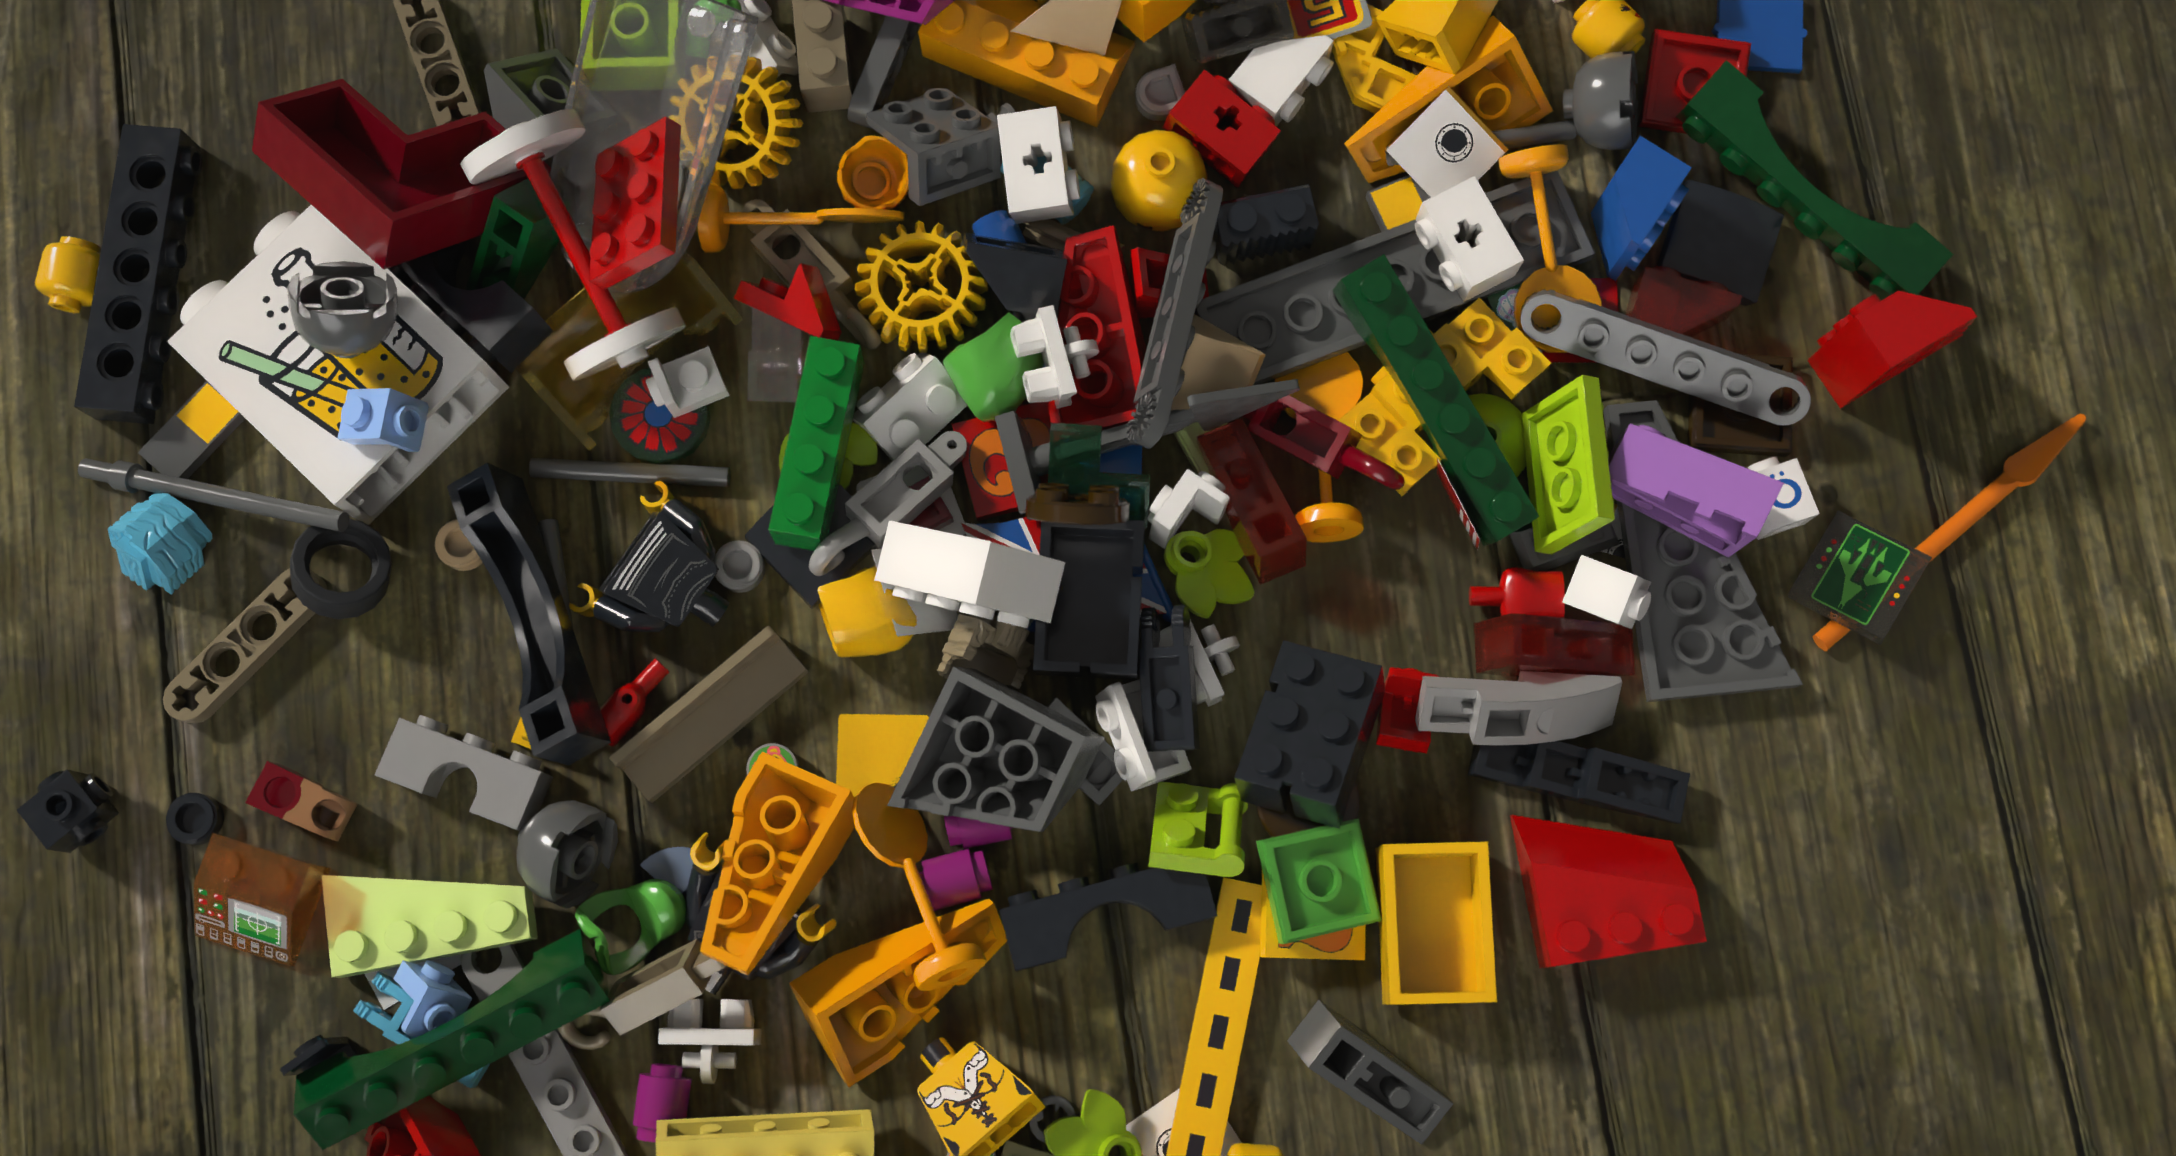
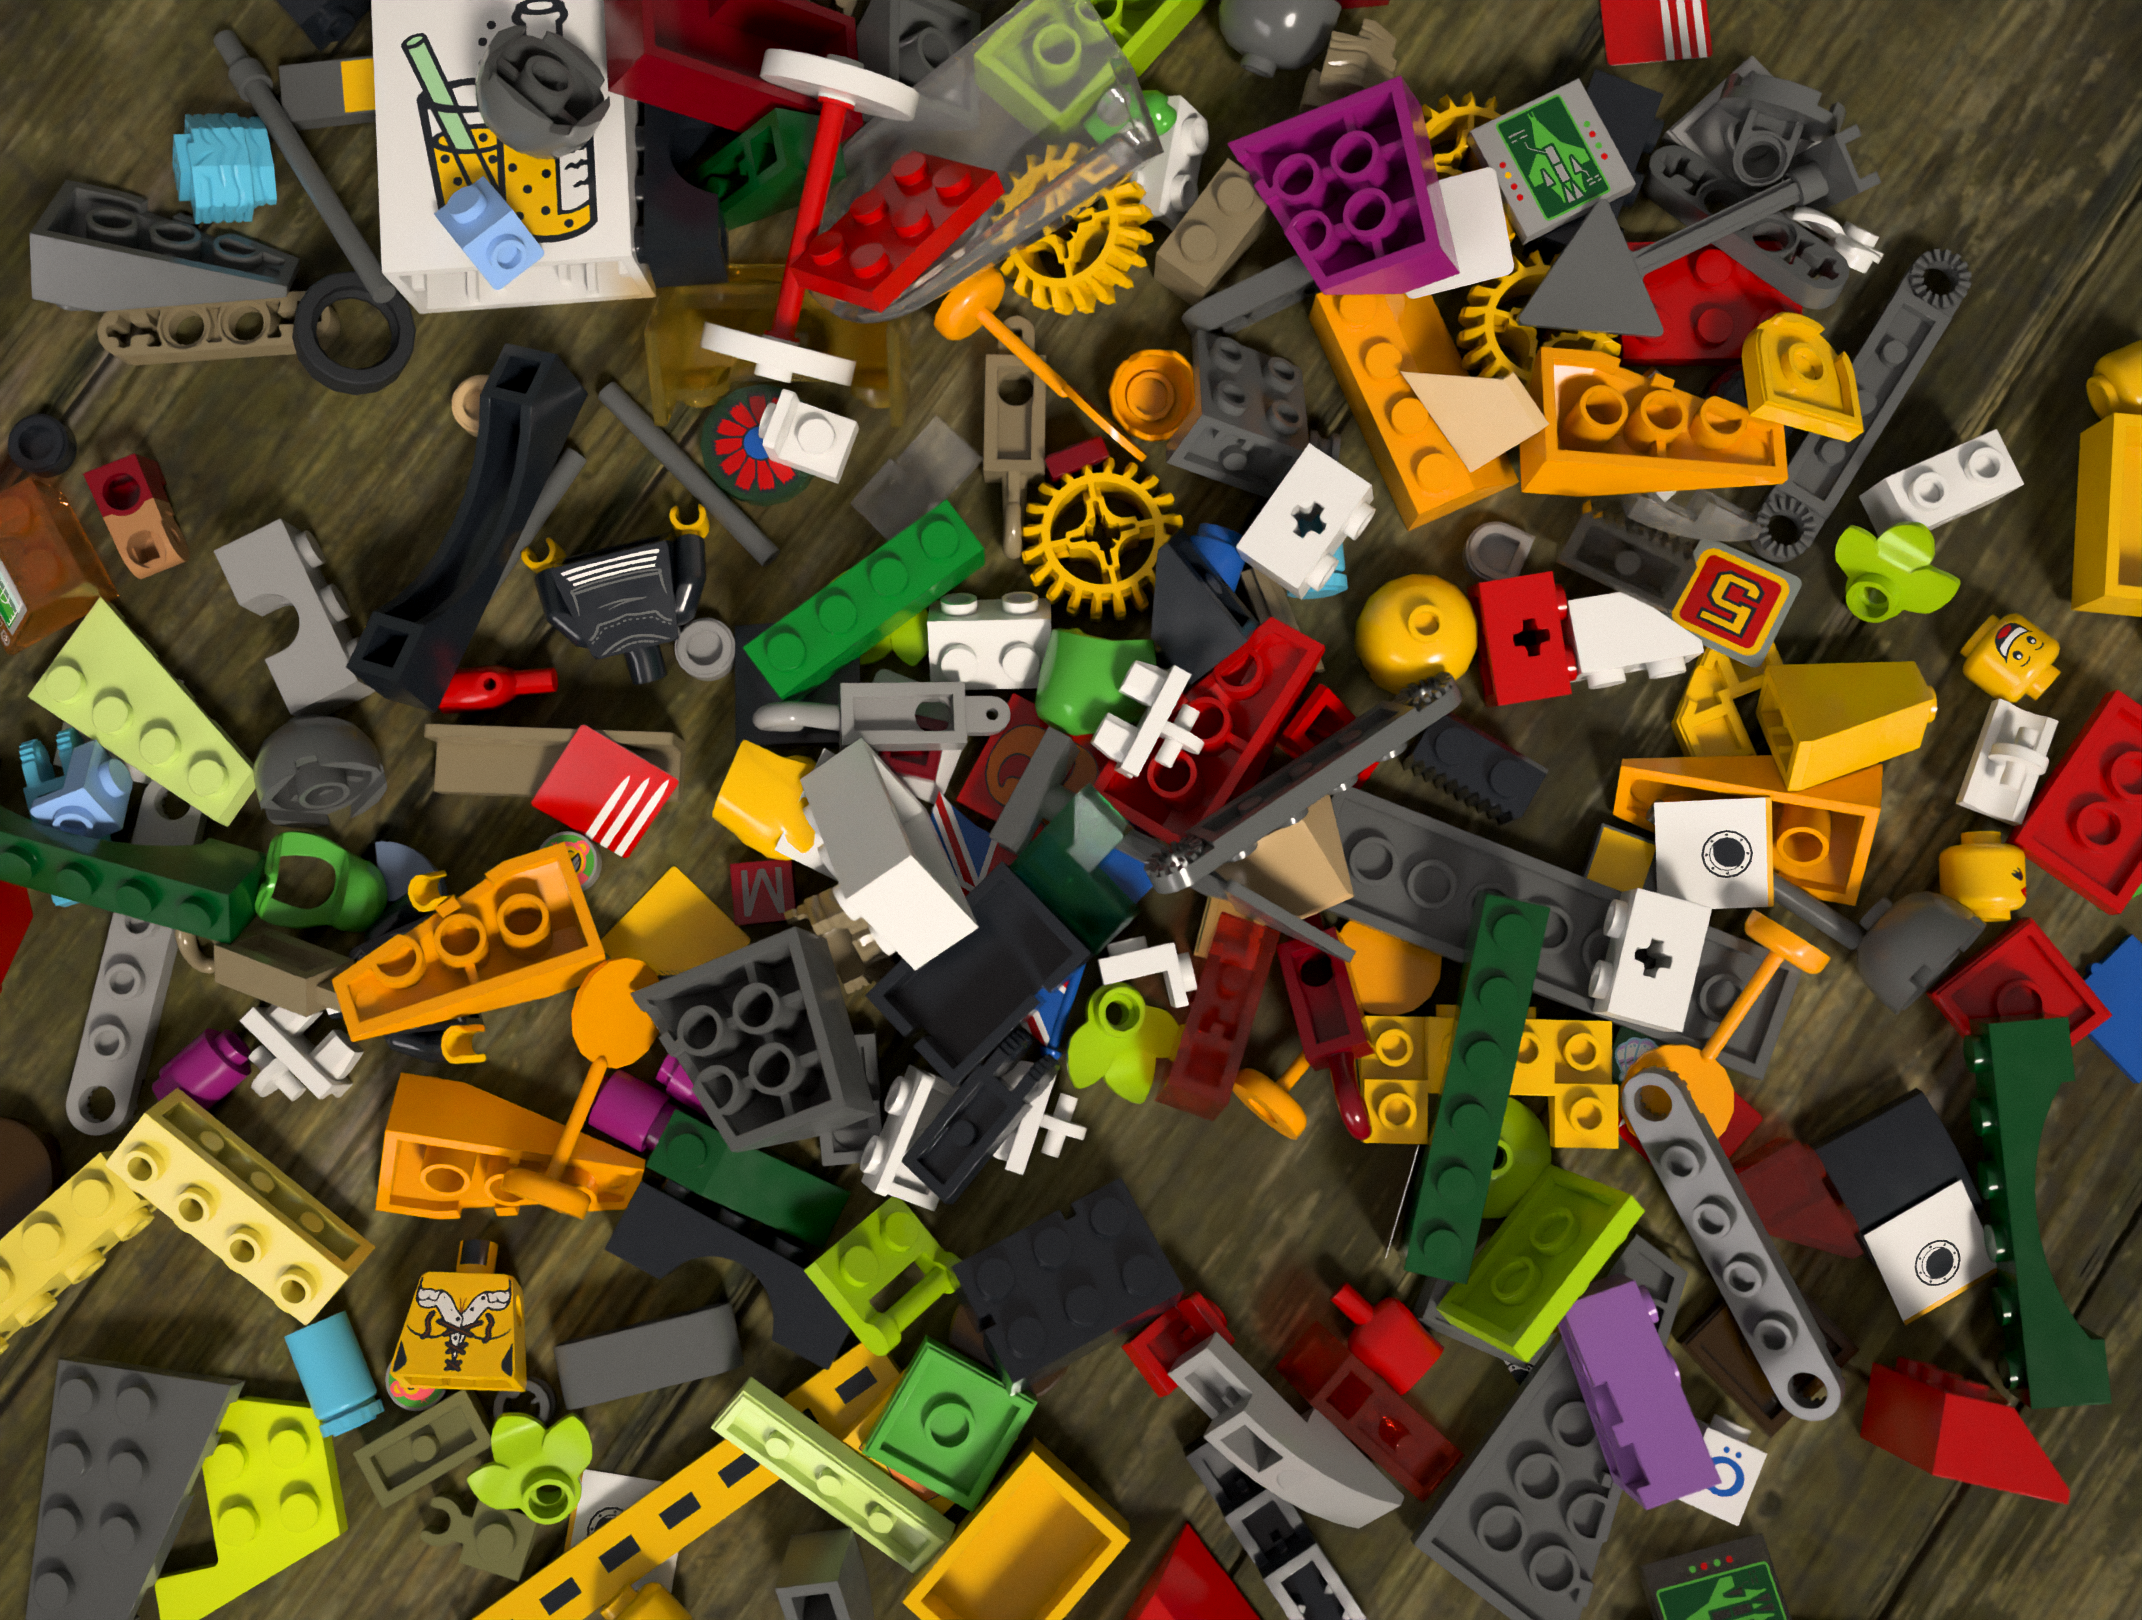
camera: 45 degrees right, 5 degrees up
(139, 658) = (112, 254): none -> dark grey wedge
(757, 702) = (604, 791): none -> sticker
(800, 305) = (968, 459): red slope -> none
(862, 252) = (1074, 458): none -> dark red tile
(910, 678) = (763, 891): none -> dark red tile
(1061, 852) = (750, 1181): none -> dark green slope
(1098, 507) = (1038, 887): dark brown tile -> none
(1100, 1015) = (648, 1355): none -> dark grey beam
(1278, 978) = (833, 1476): none -> yellowish green tile
(1608, 592) = (1466, 1411): white brick -> none
(1637, 205) = (1845, 1073): blue slope -> none
(1779, 266) = (1931, 1252): none -> white sticker

